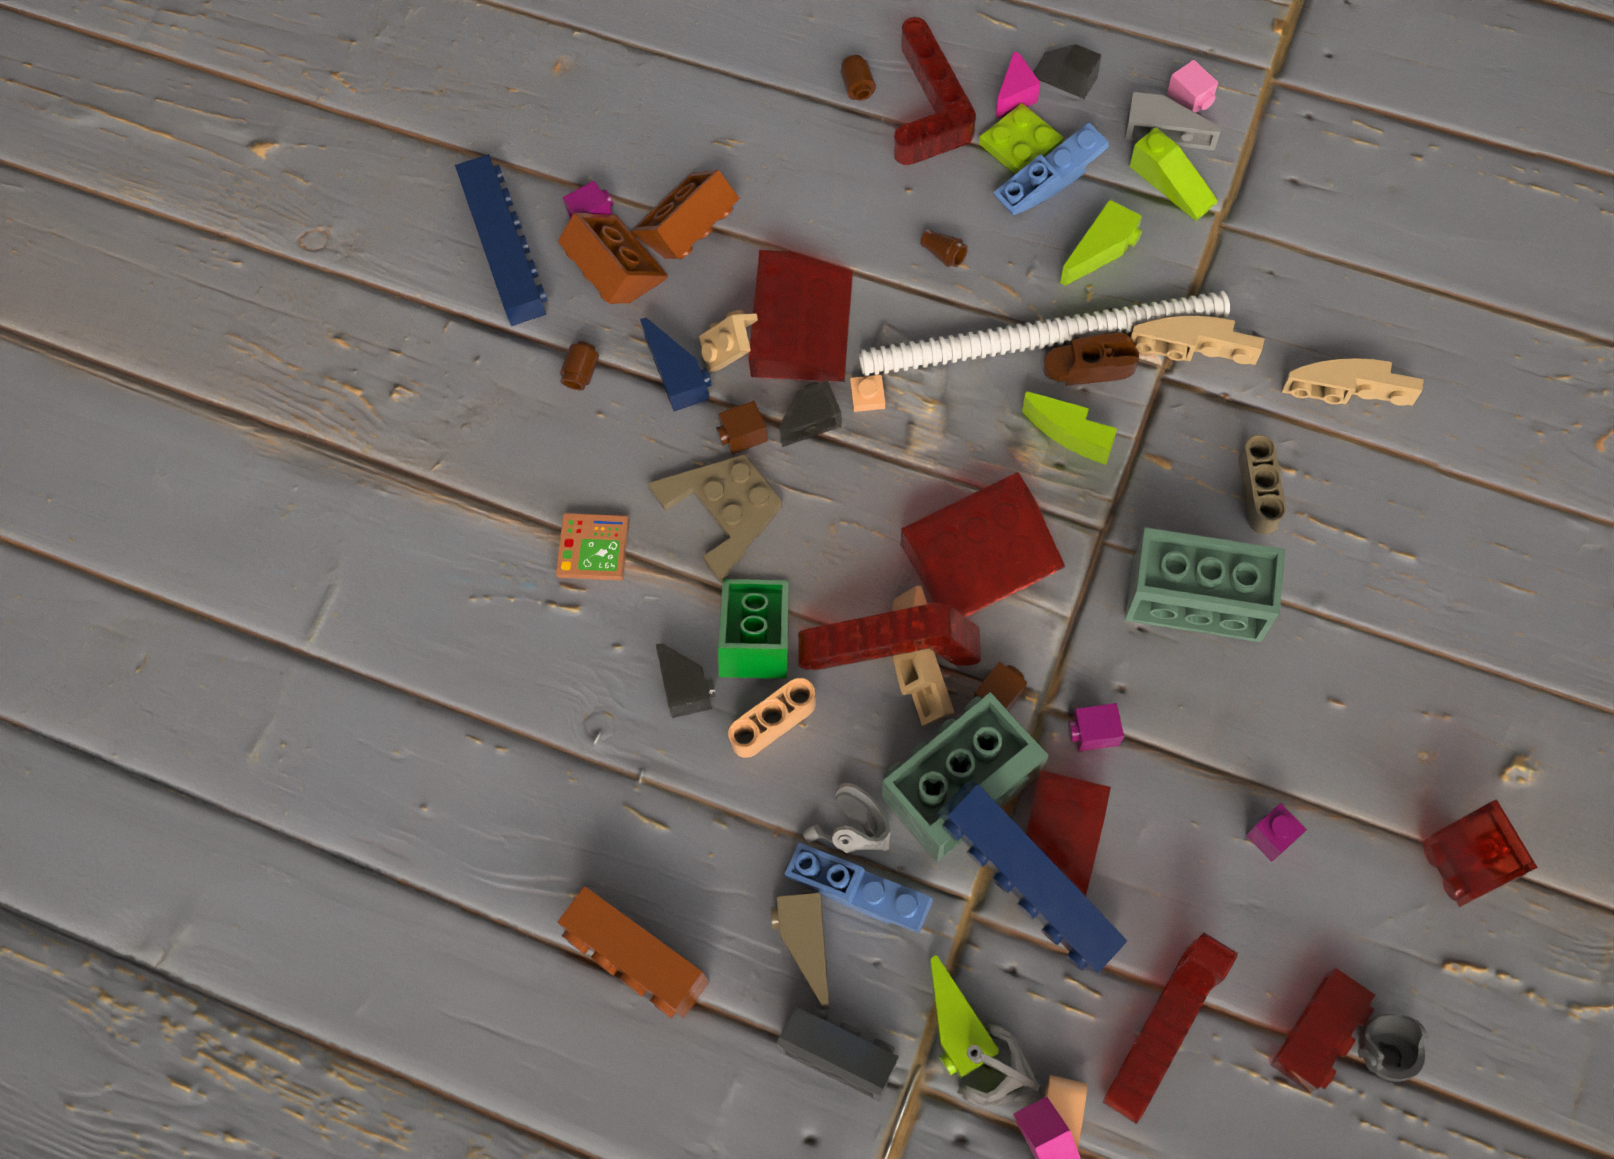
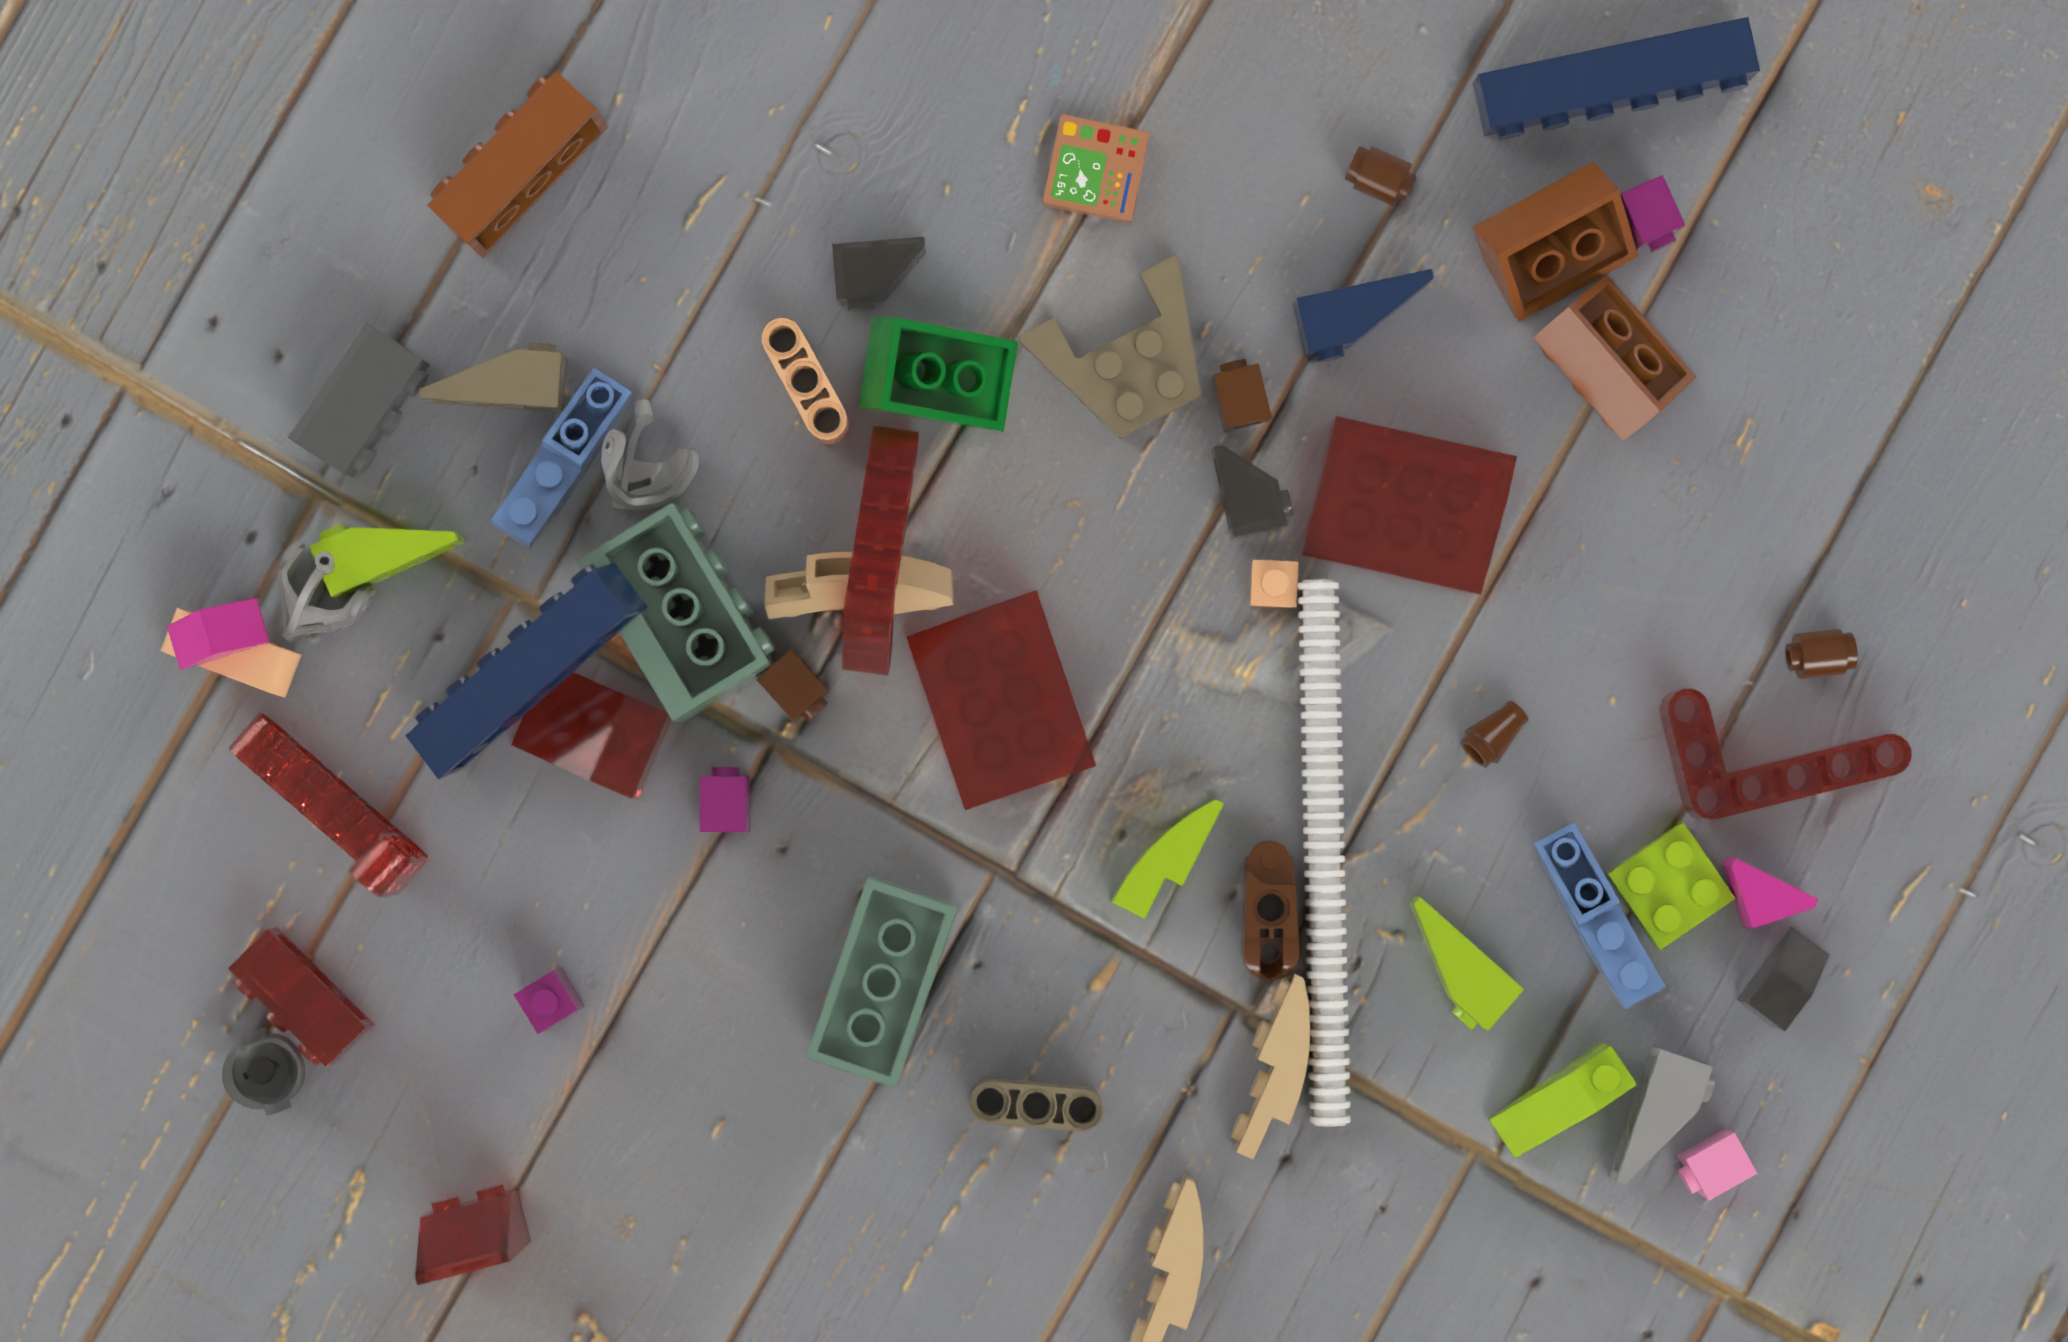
camera: 90 degrees right, 20 degrees up
(726, 340) = (1375, 387): tan bracket -> none

